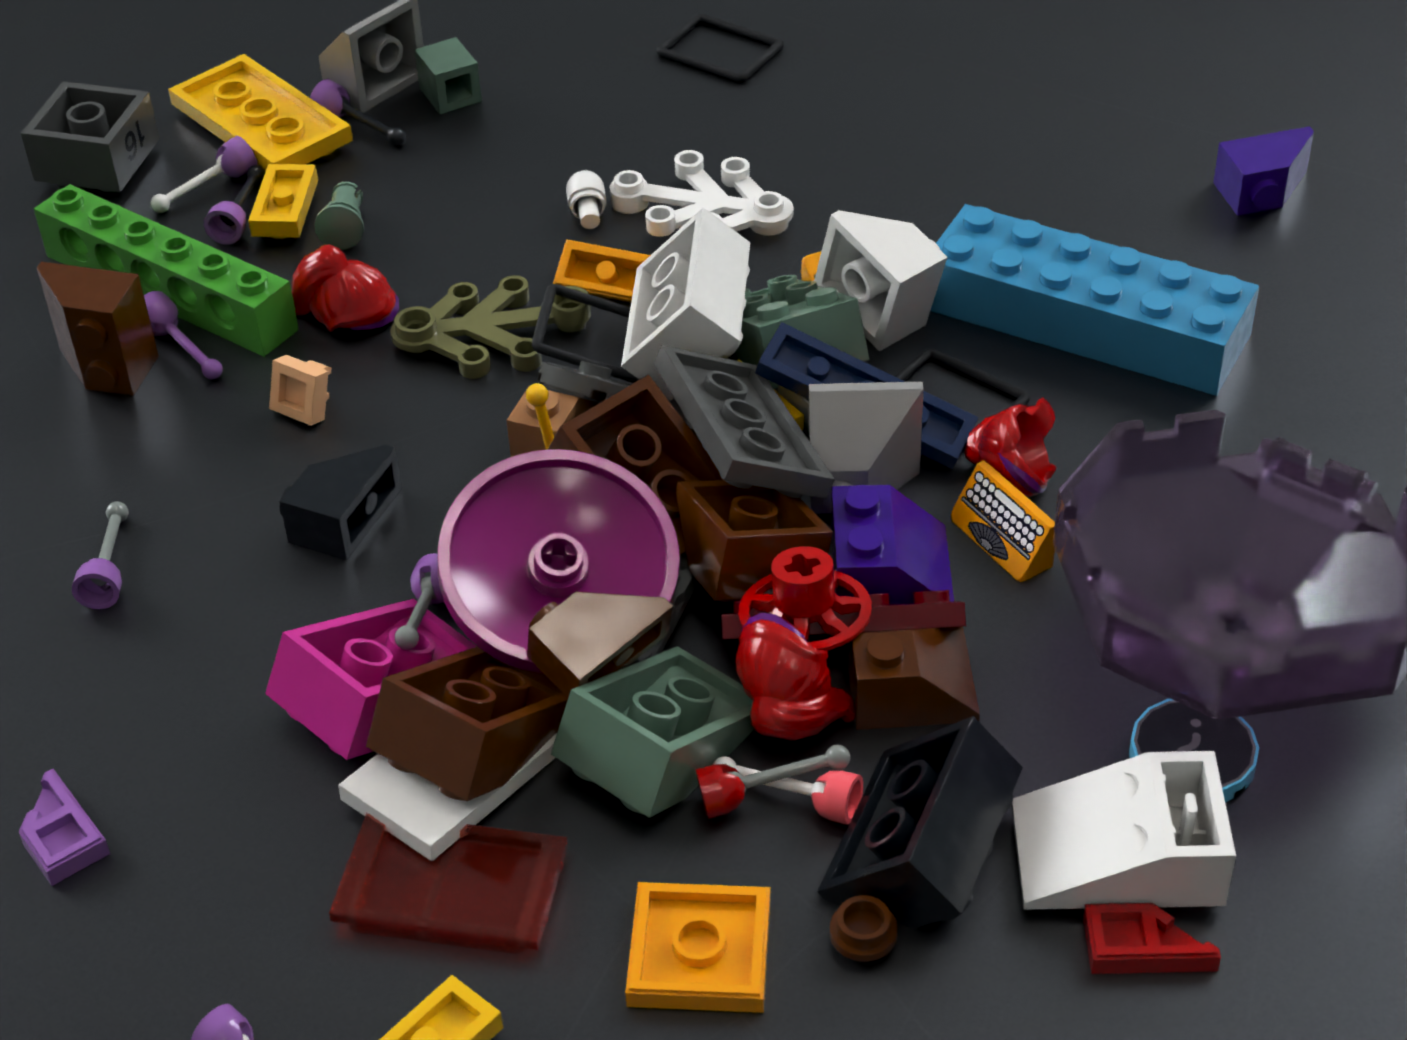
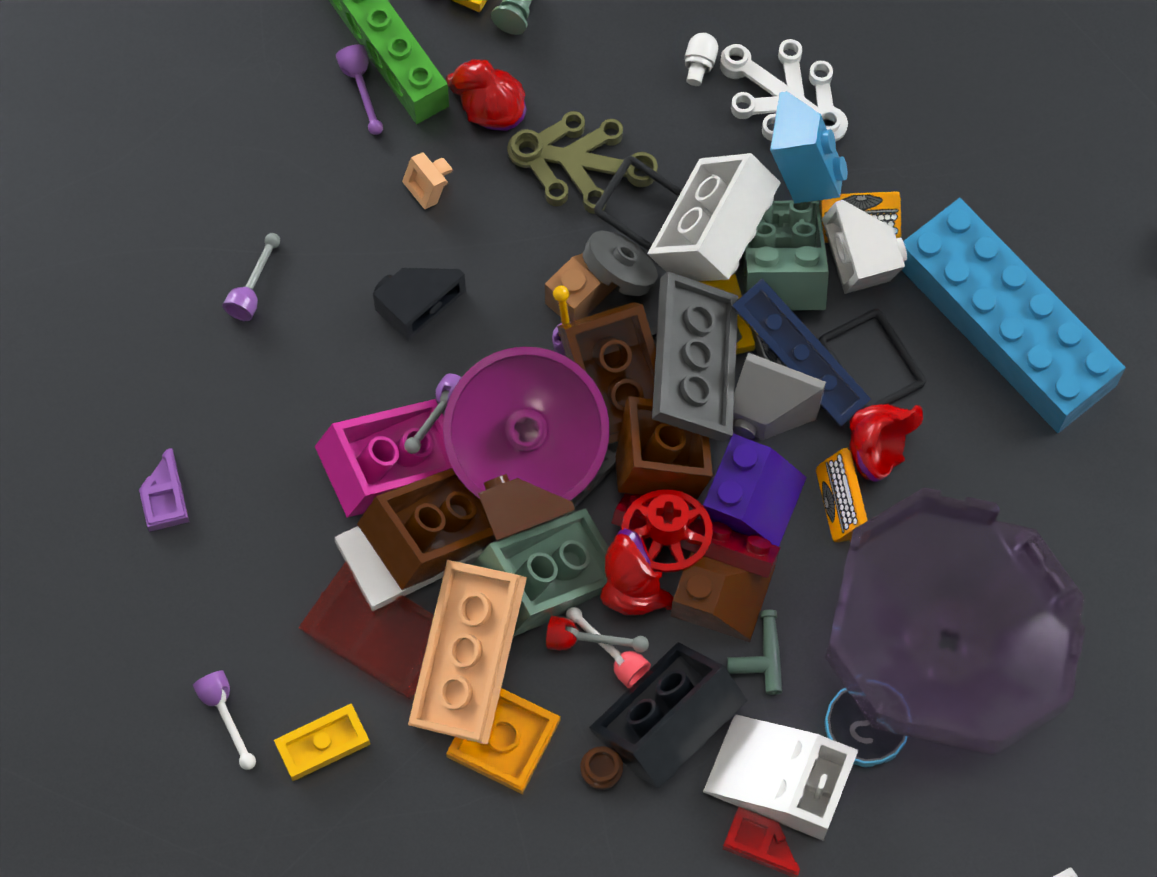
camera: 20 degrees right, 25 degrees up
(100, 325) = (307, 74): reddish brown slope -> none
(599, 269) = (682, 138): light orange slope -> none
(599, 842) = (467, 651): none -> light nougat tile
(767, 208) = (806, 152): none -> dark azure slope
(1019, 725) = (769, 662): none -> sand green piece

